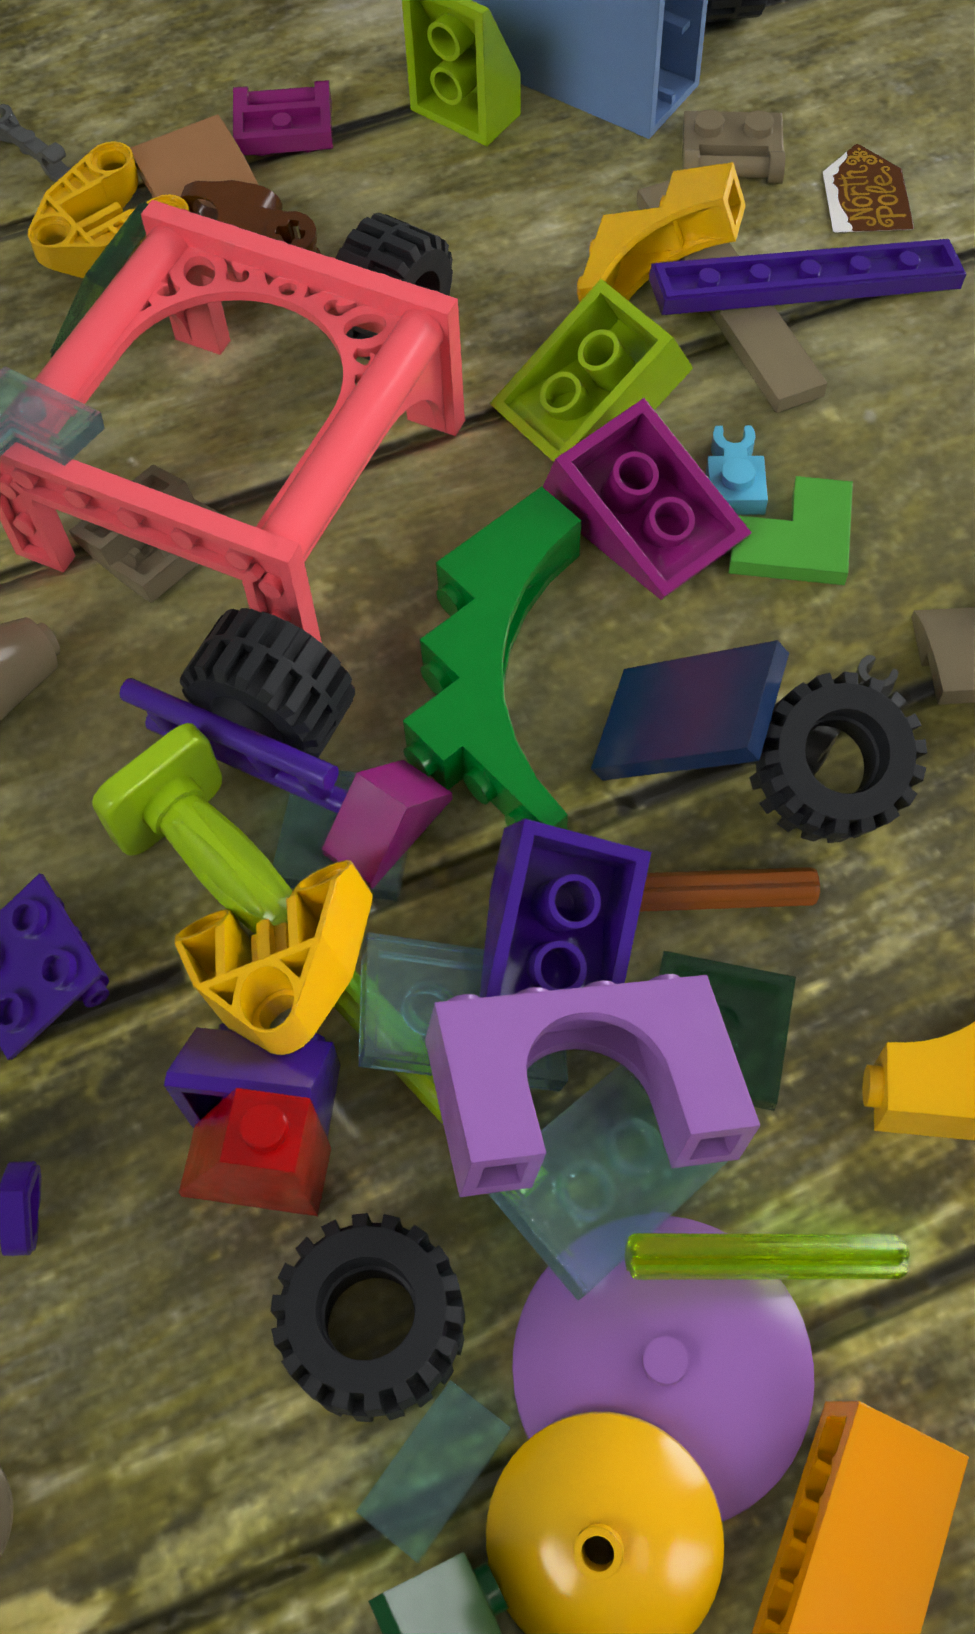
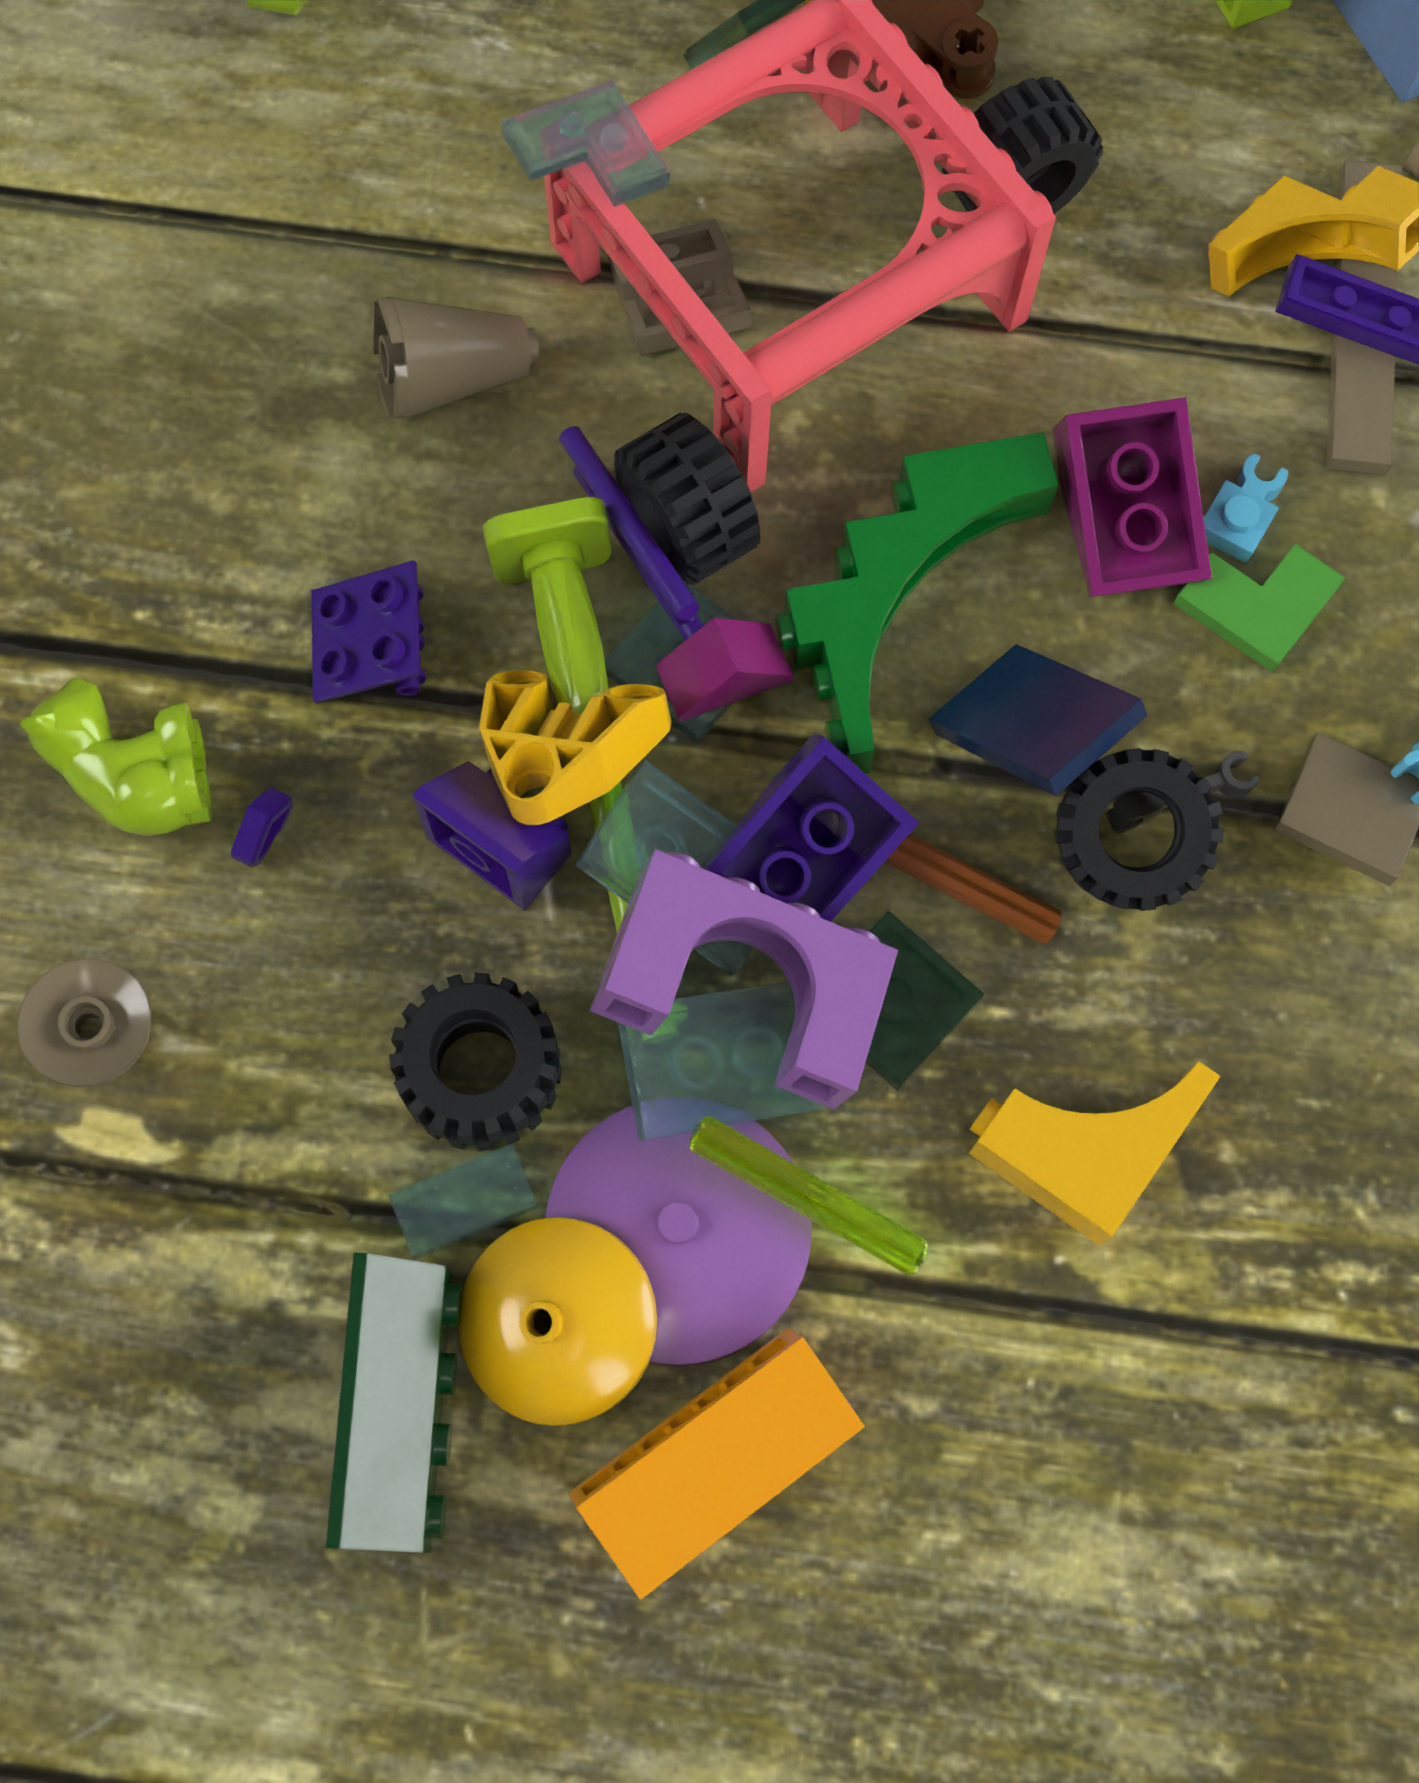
camera: 25 degrees right, 10 degrees up
(259, 1153) = (463, 891): red slope -> none
(591, 372) = (1167, 340): lime slope -> none

